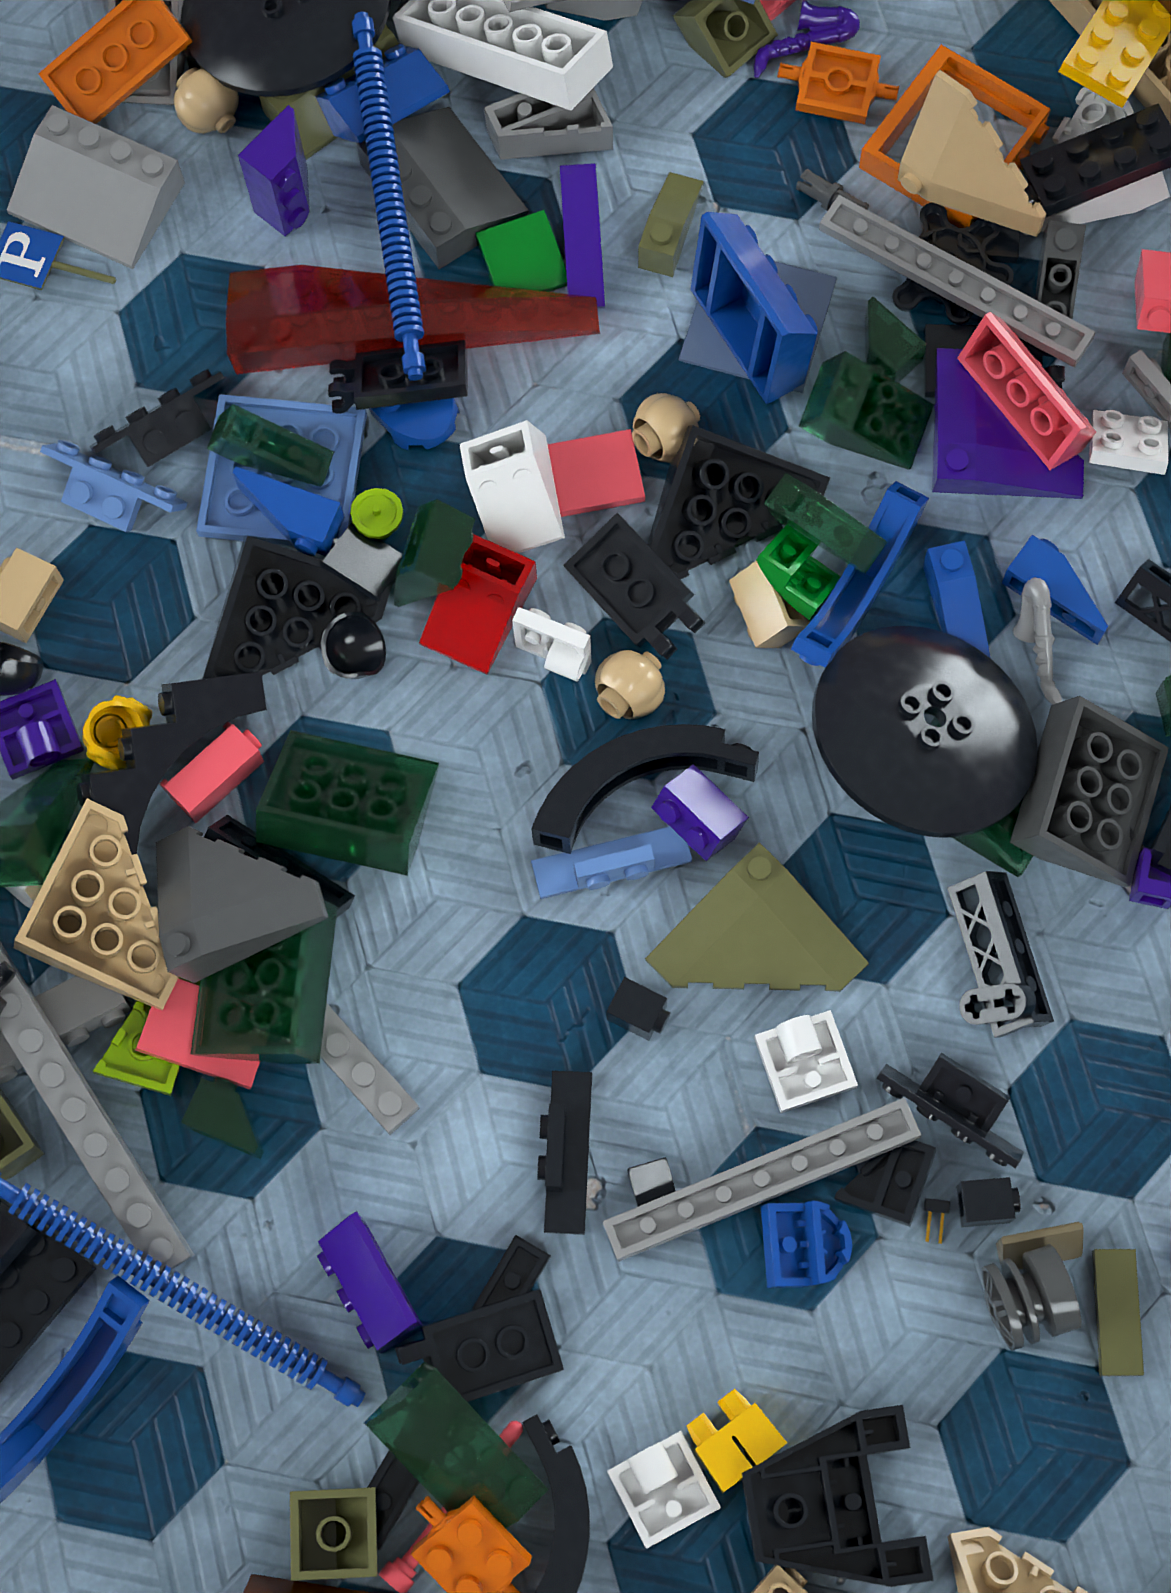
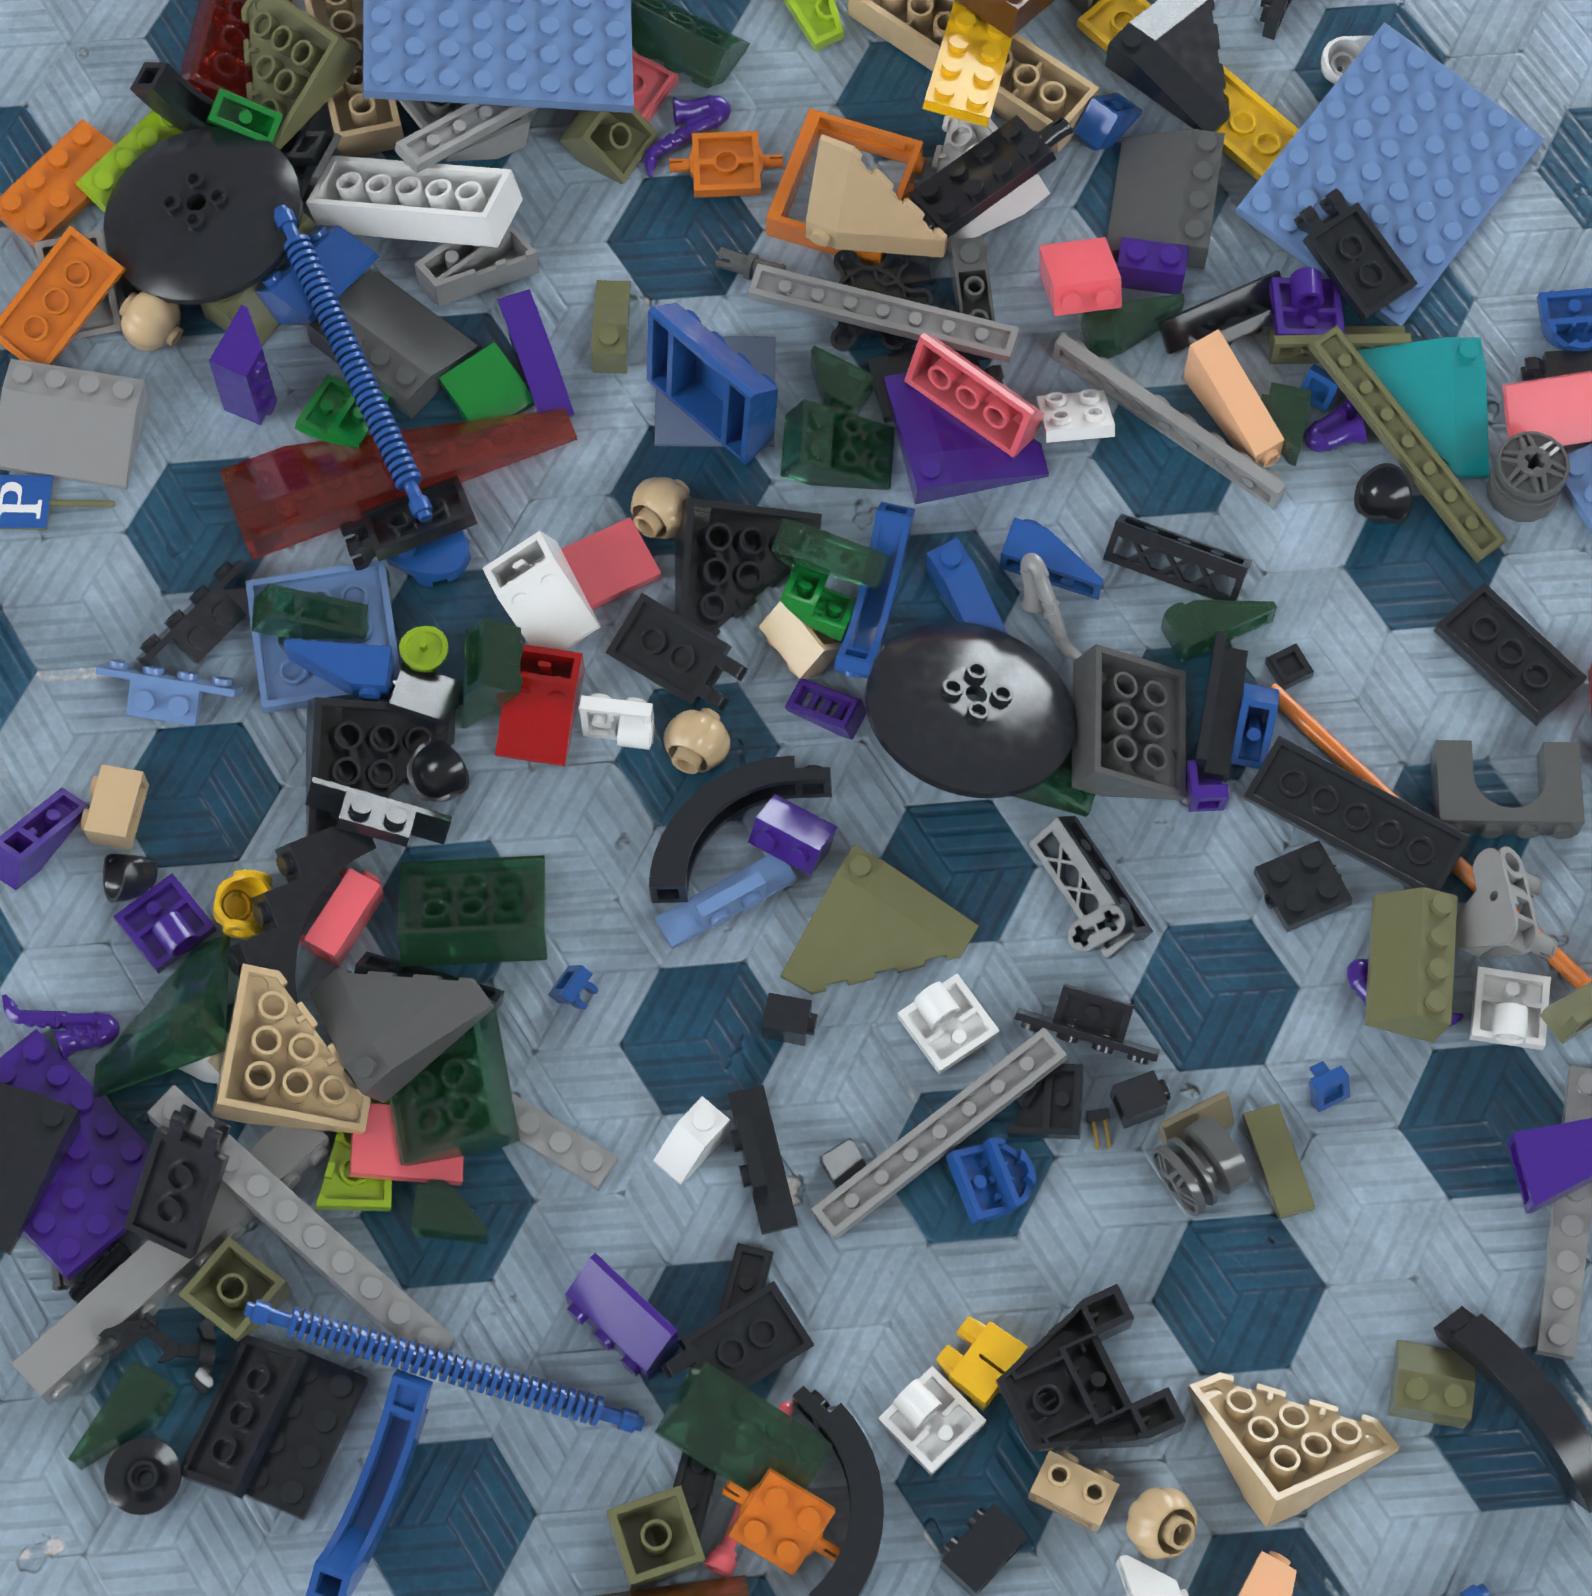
camera: 20 degrees left, 5 degrees down
(276, 677) = (377, 815): none -> black bracket
(357, 246) = (334, 415): none -> green slope
(424, 908) = (571, 984): none -> blue tile
(500, 1112) = (692, 1140): none -> white slope
(792, 702) = (846, 717): none -> dark purple slope

